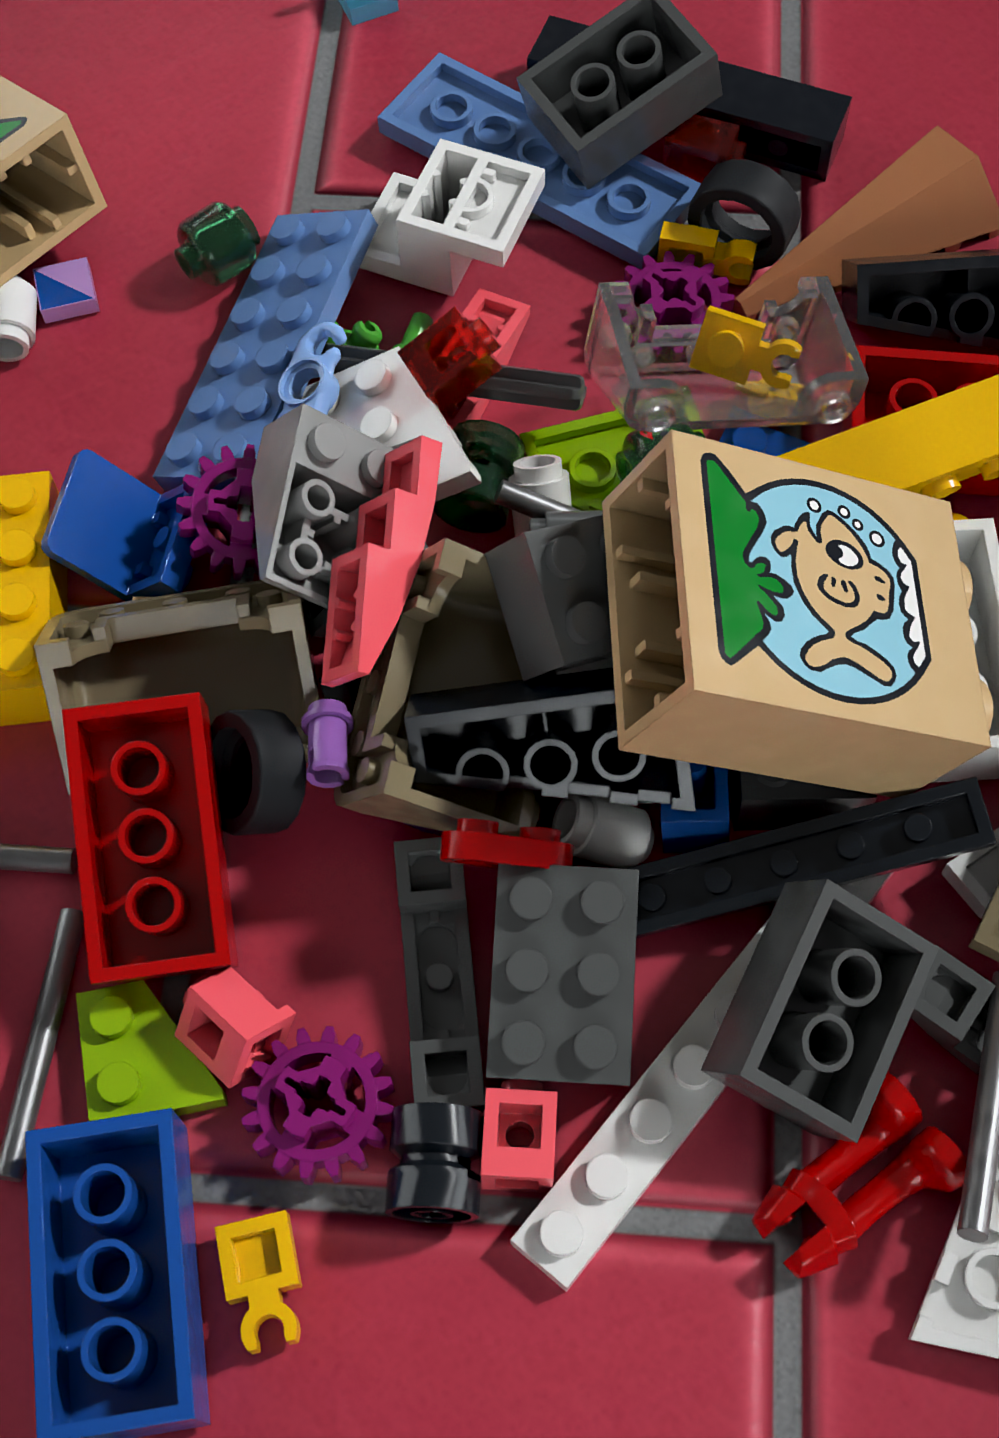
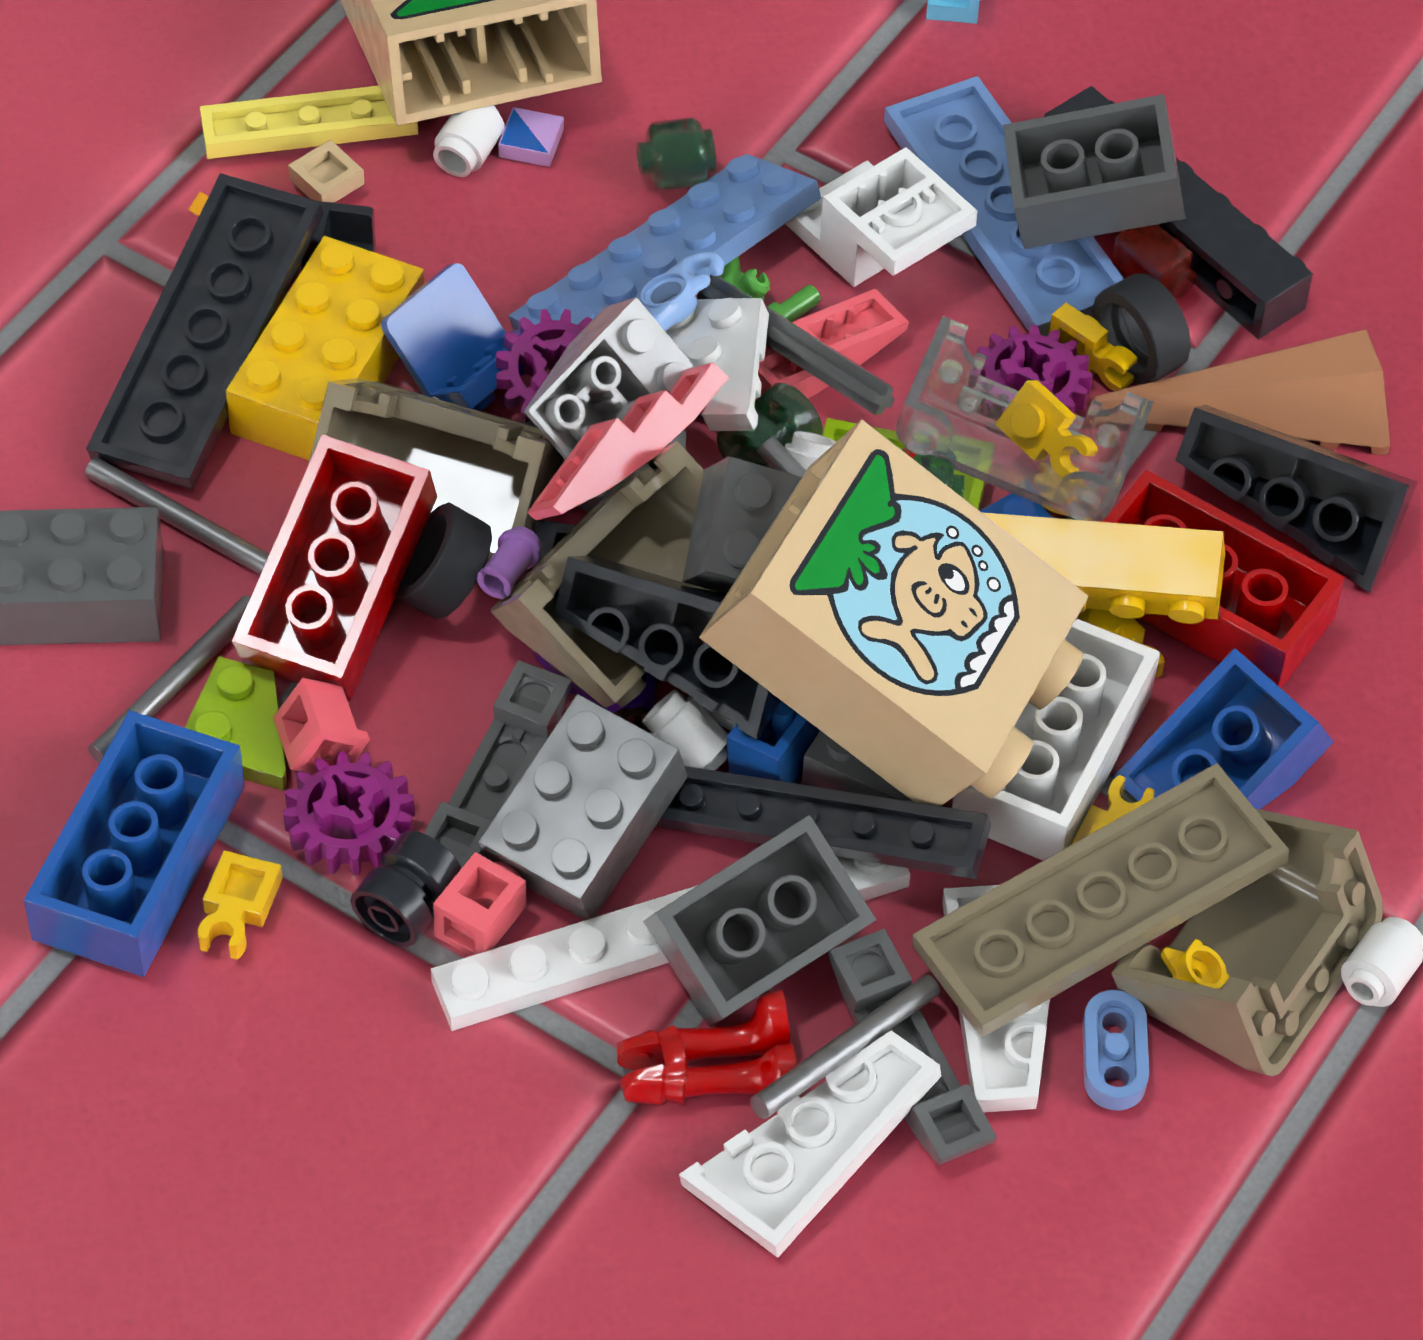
camera: 25 degrees right, 10 degrees down
(452, 358) = (791, 325): clear red brick -> none
(479, 844) = (572, 674): red plate -> none

